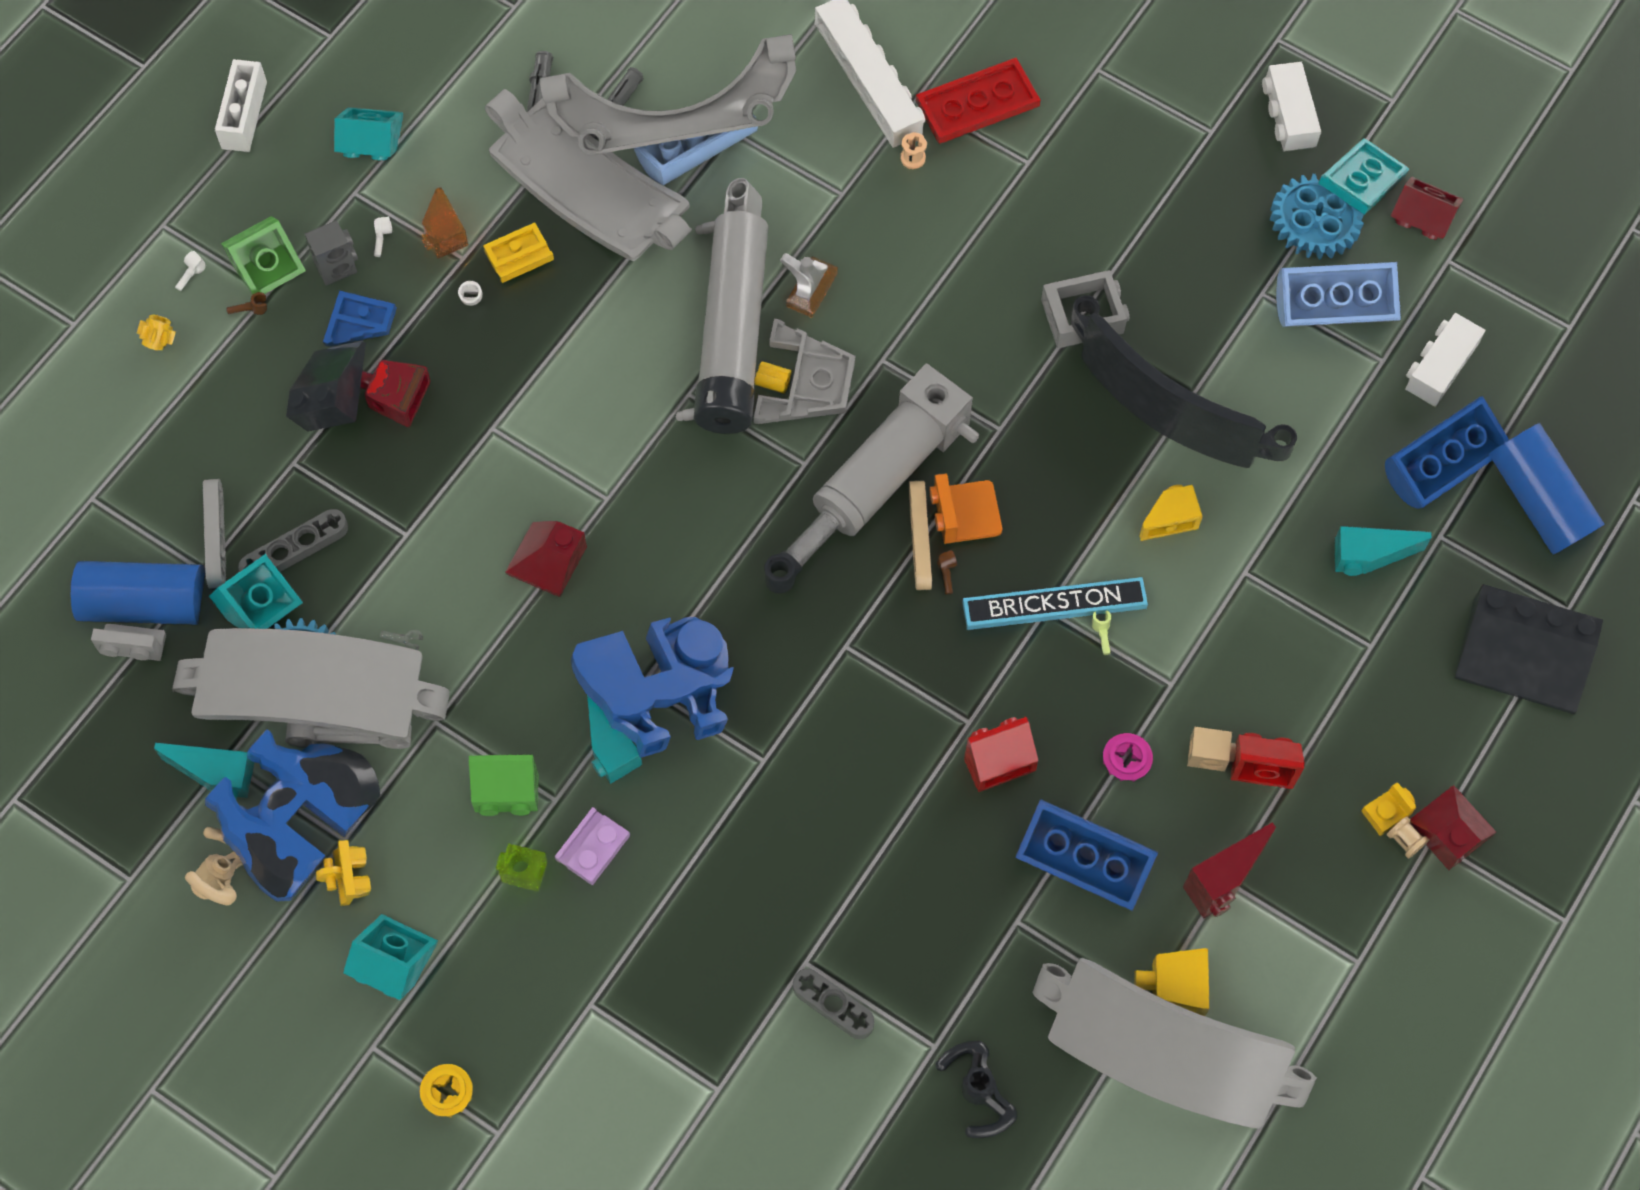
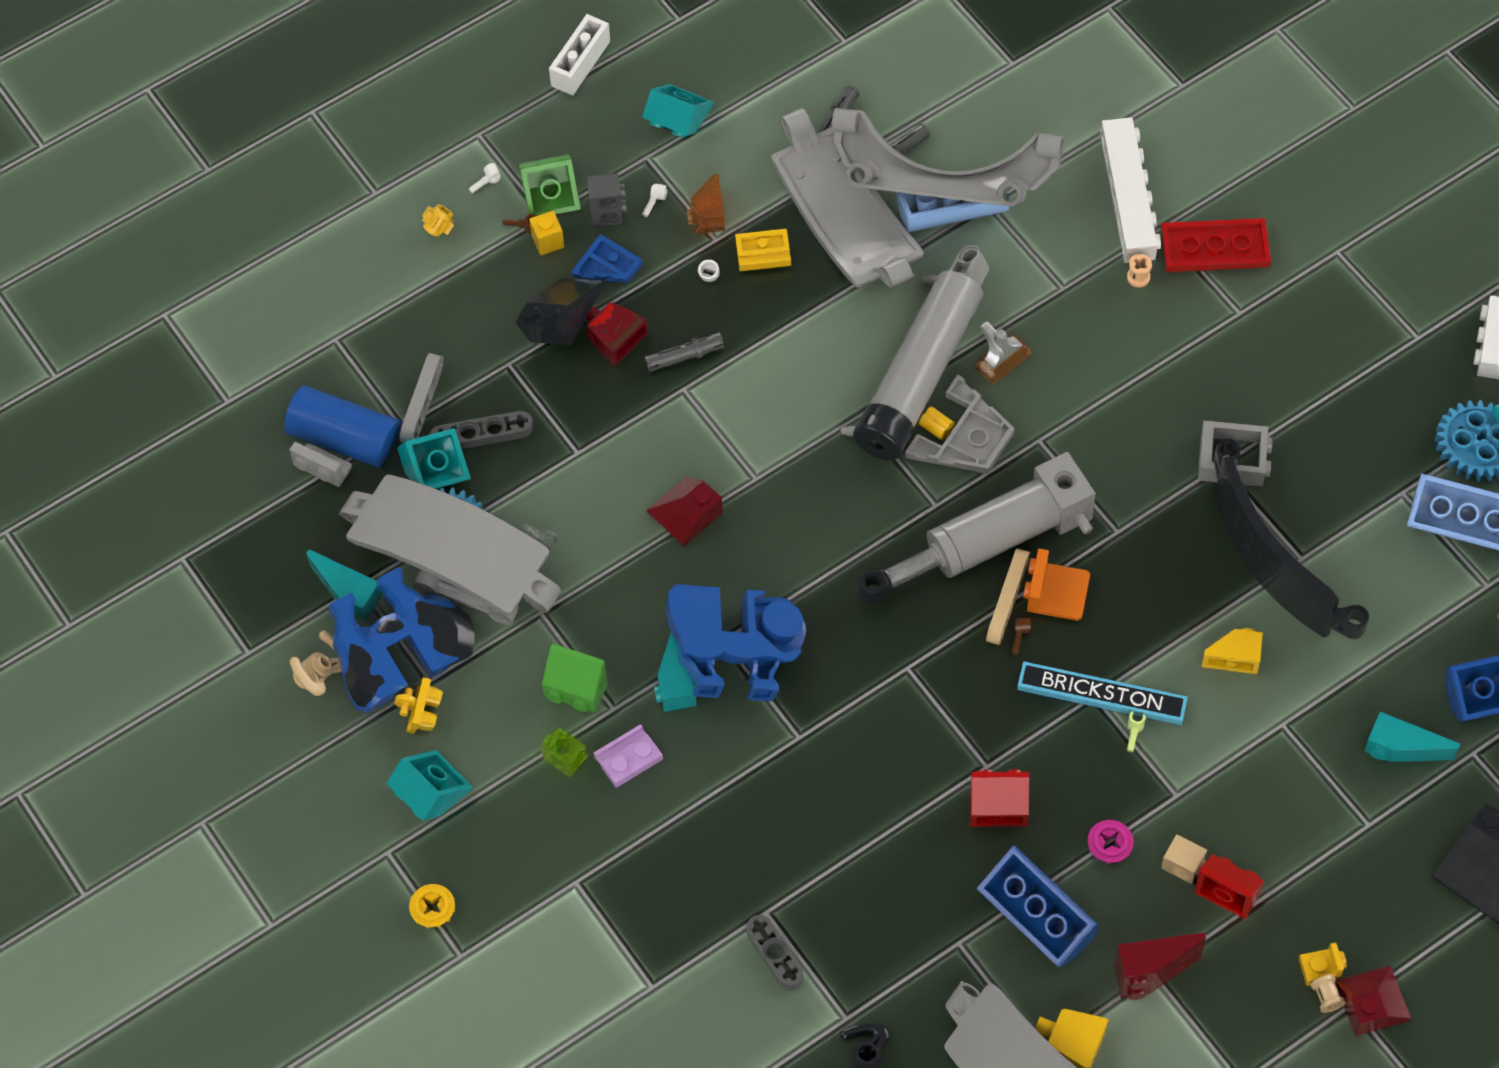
camera: 25 degrees right, 5 degrees down
(280, 308) = (546, 233): none -> yellow brick
(487, 382) = (677, 354): none -> dark grey pin

